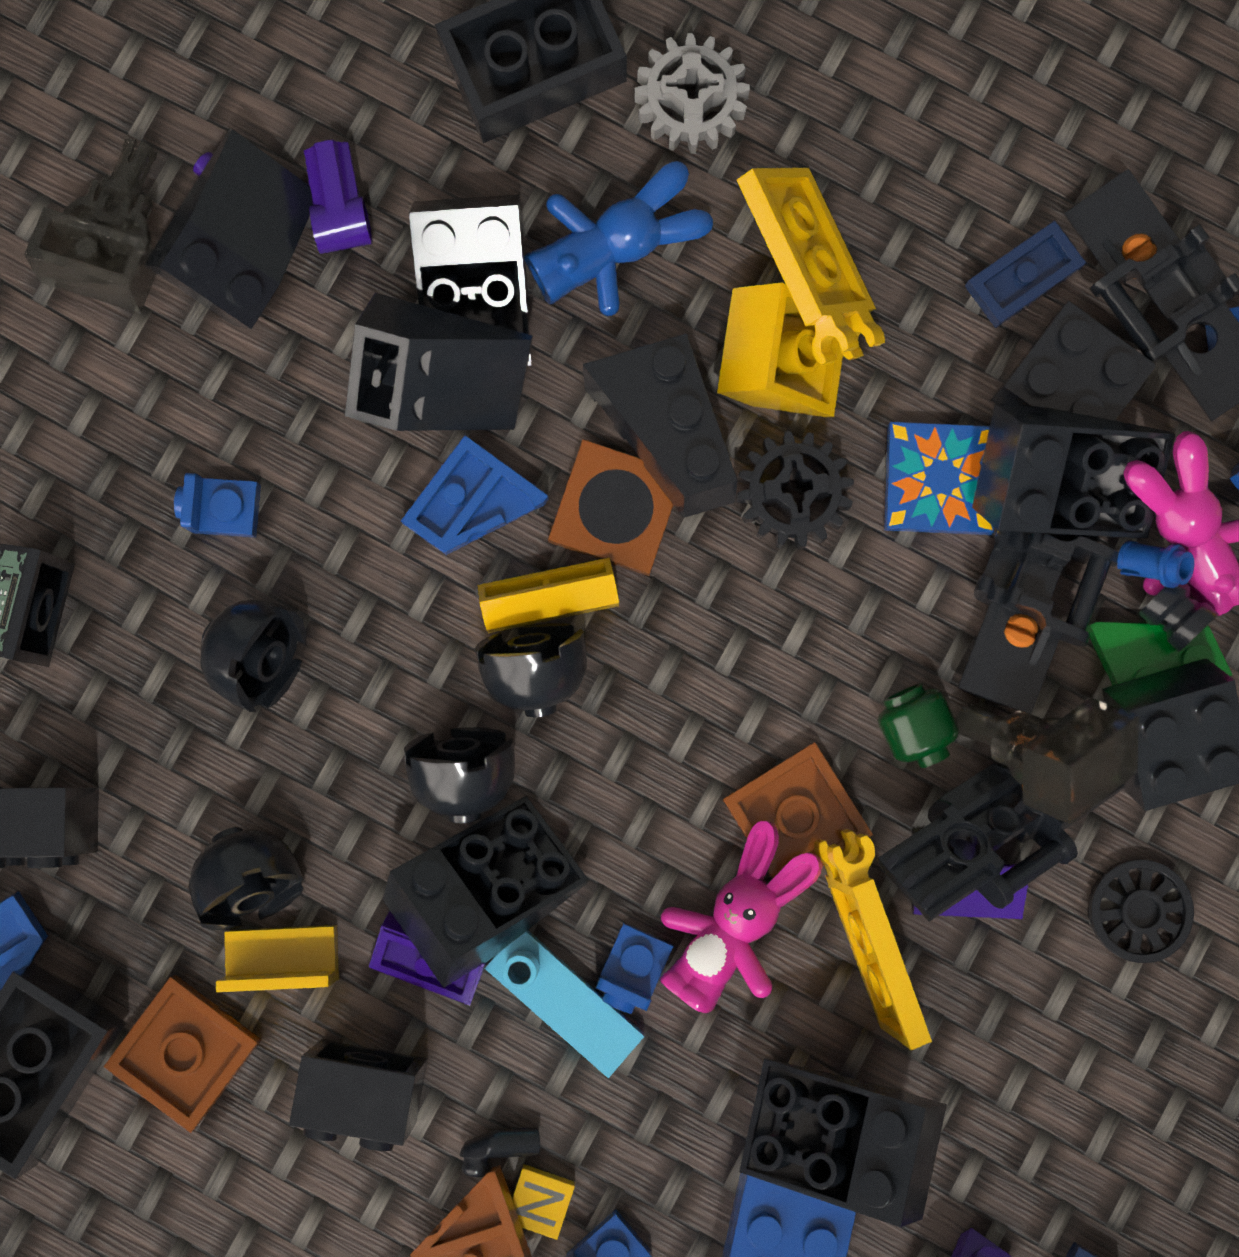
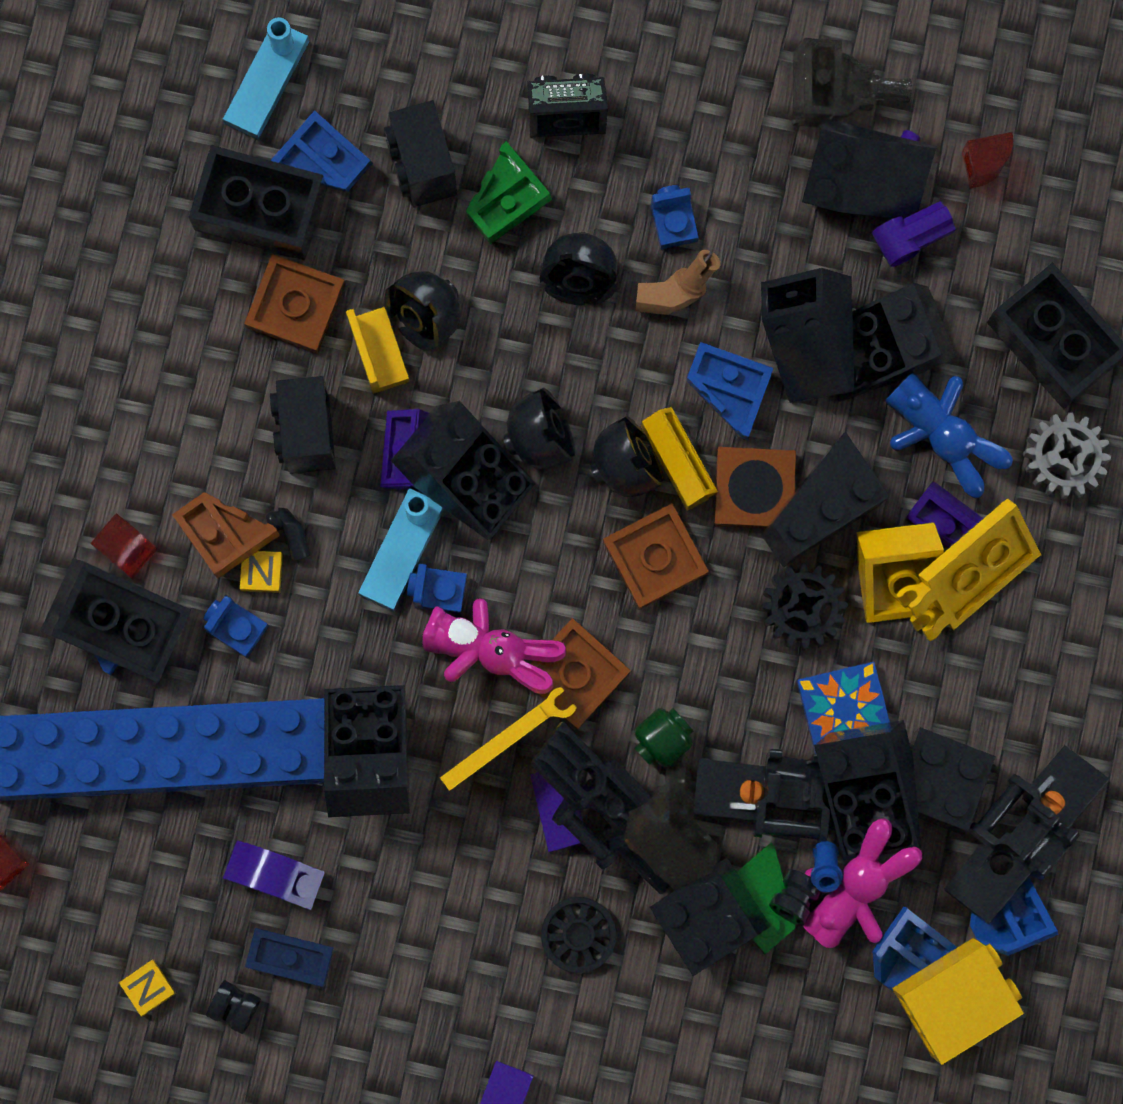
camera: 70 degrees right, 5 degrees down
(120, 722) = (506, 196): none -> green wing
(263, 74) = (986, 158): none -> clear red brick
(320, 526) = (680, 289): none -> medium nougat arm
(670, 664) = (655, 556): none -> dark orange tile
(731, 263) = (948, 513): none -> dark purple slope
(1025, 274) = (1010, 728): dark blue plate -> none

